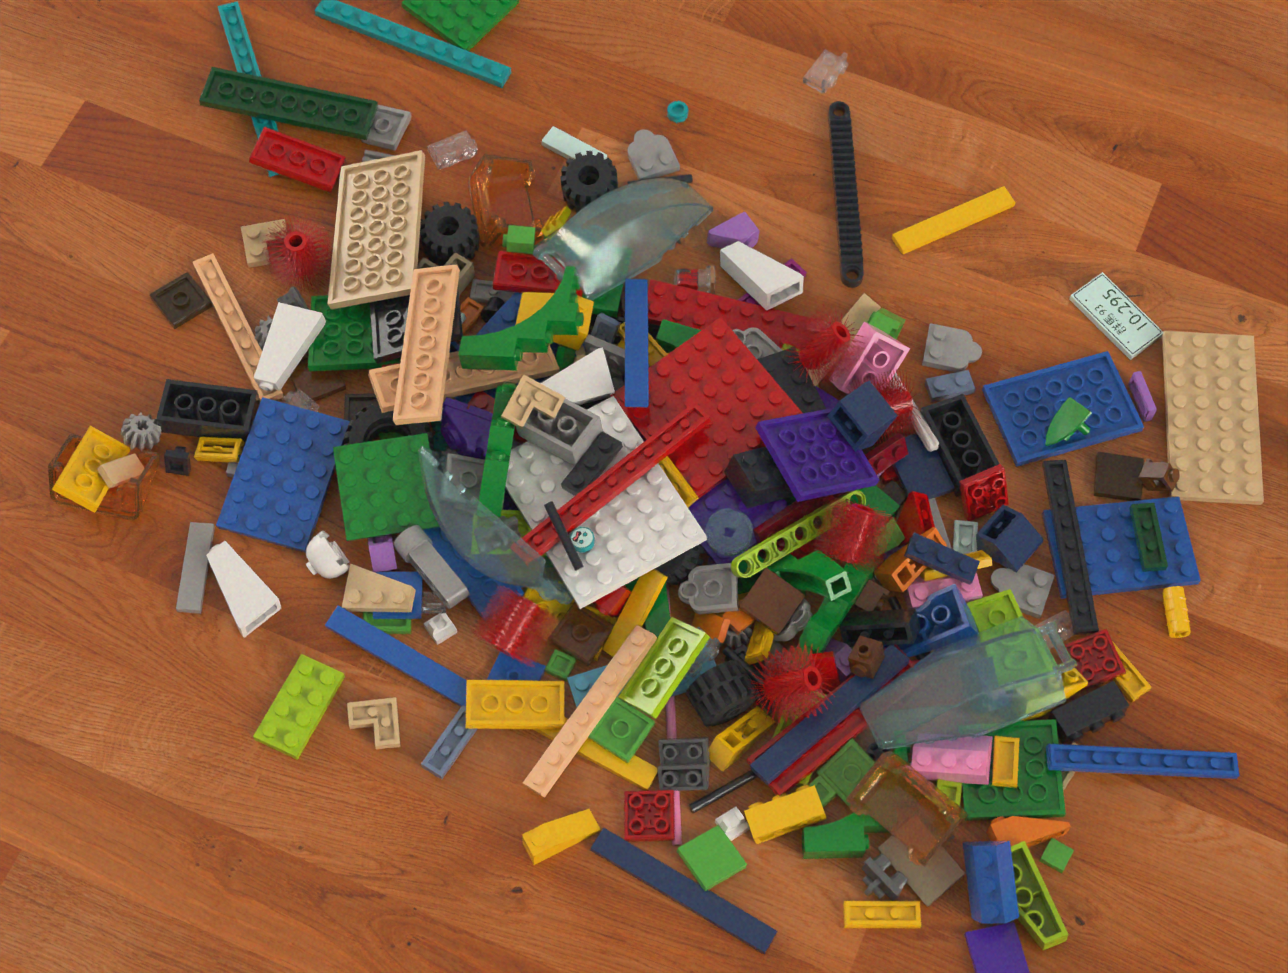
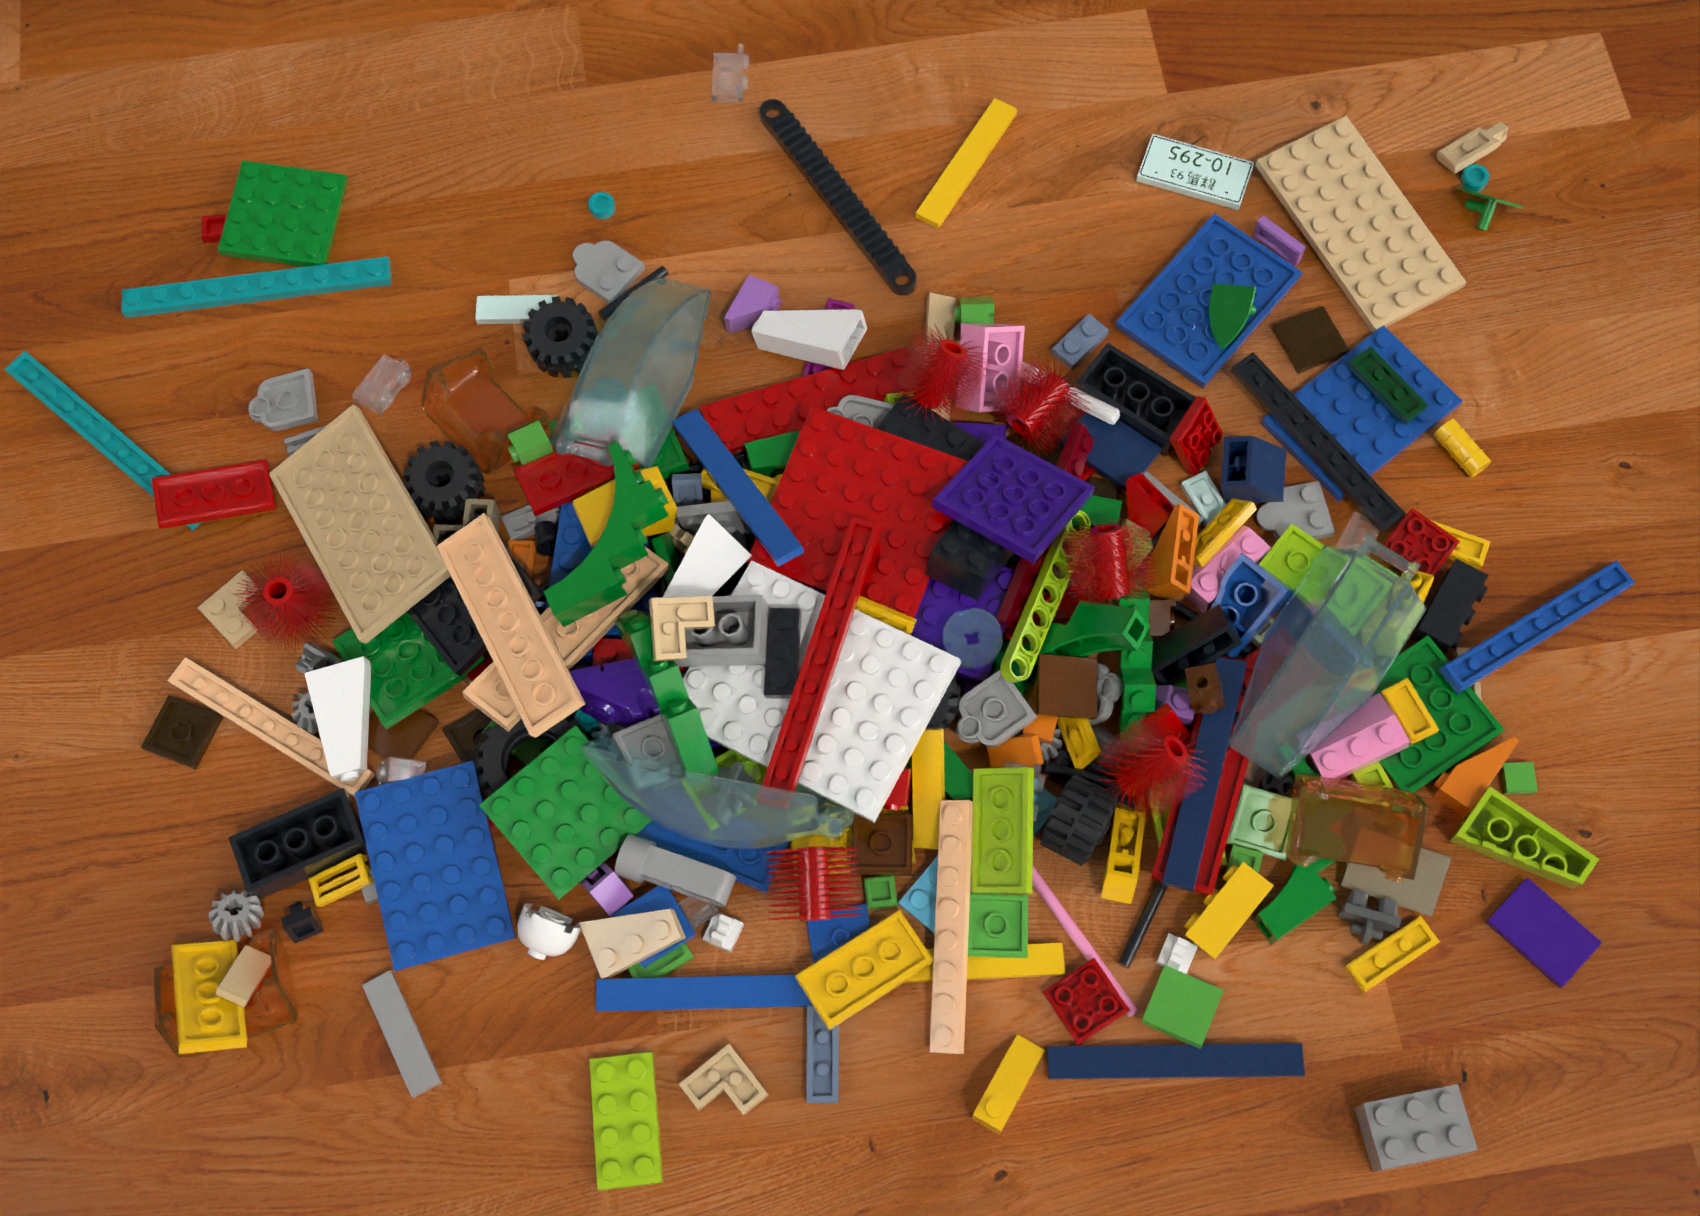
camera: 25 degrees left, 5 degrees up
(243, 590) = (477, 1028): white slope -> none
(289, 103) = (161, 435): dark green plate -> none
(556, 222) = (554, 401): yellow tile -> none
(564, 536) = (809, 753): black bar -> none
(582, 539) = (829, 744): tile -> none
(684, 764) = (1086, 922): dark grey slope -> none
(696, 279) = (745, 378): leg -> none
(862, 416) = (1035, 427): dark blue slope -> none
(941, 558) = (1209, 533): dark blue plate -> none
(950, 348) = (1053, 302): light grey plate -> none
(991, 881) = (1486, 853): blue slope -> none
(1159, 476) = (1353, 315): reddish brown brick -> none

